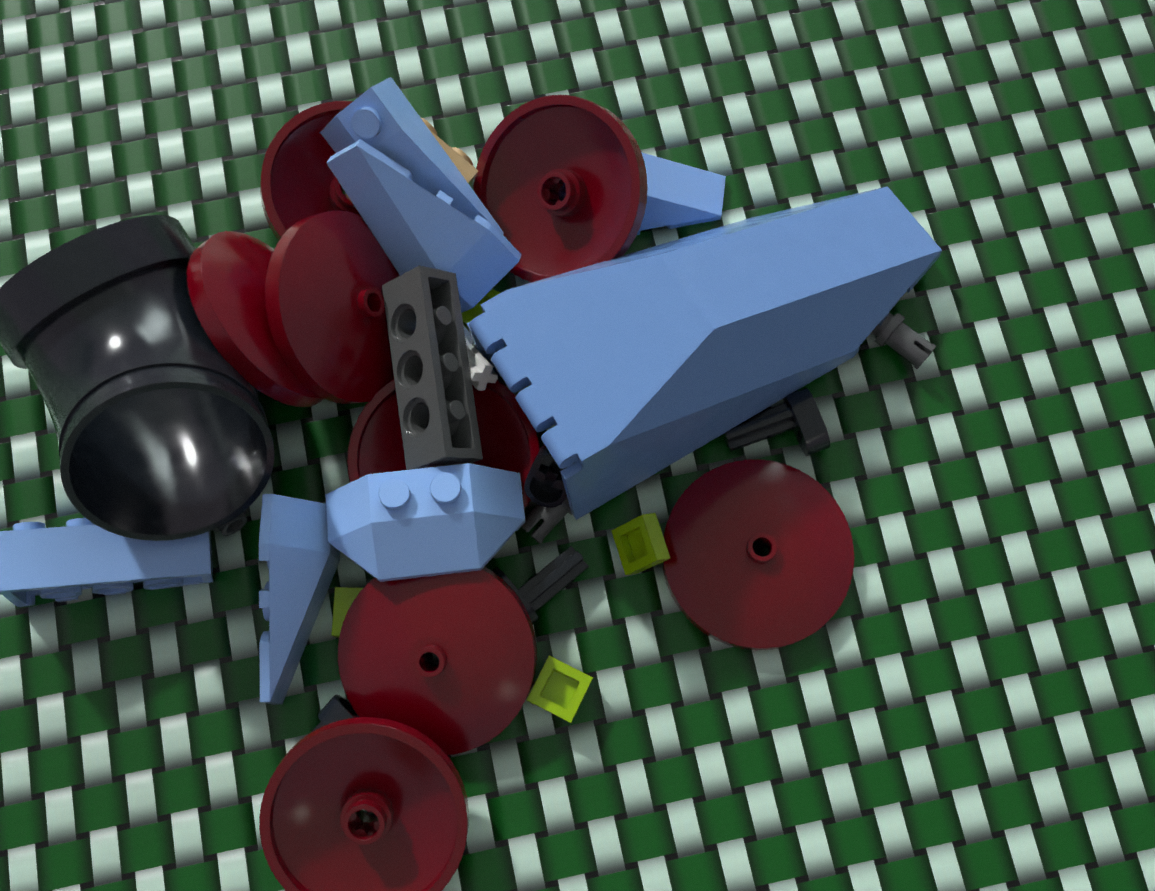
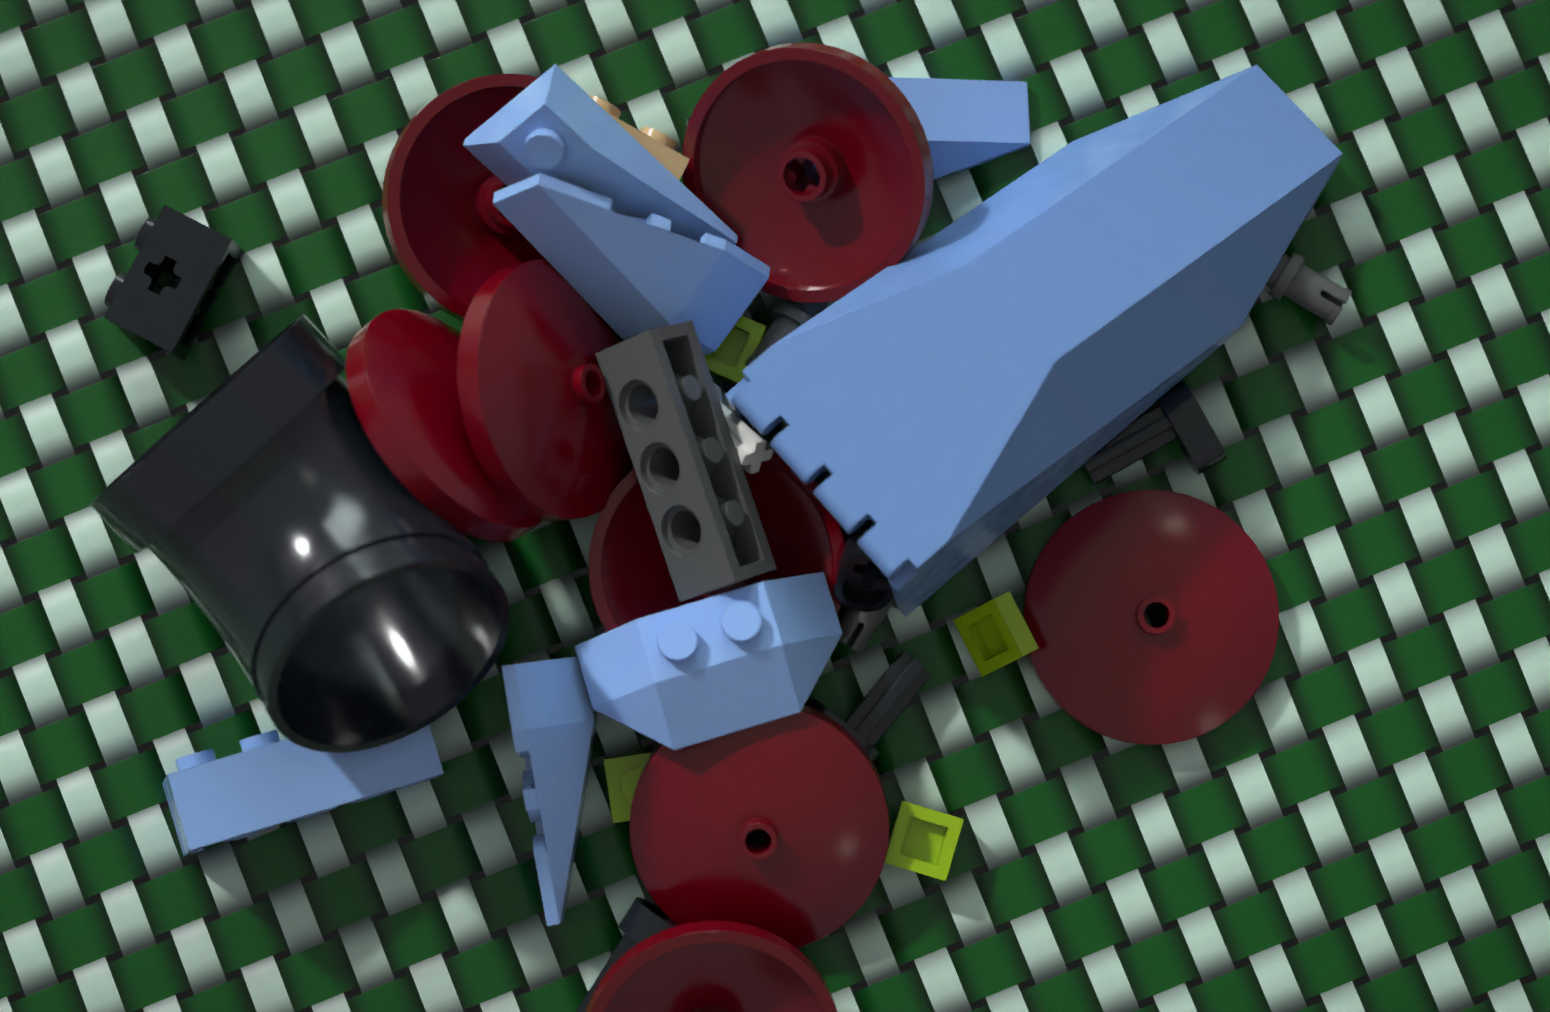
camera: 15 degrees left, 10 degrees up
(111, 196) = (170, 315): none -> black brick

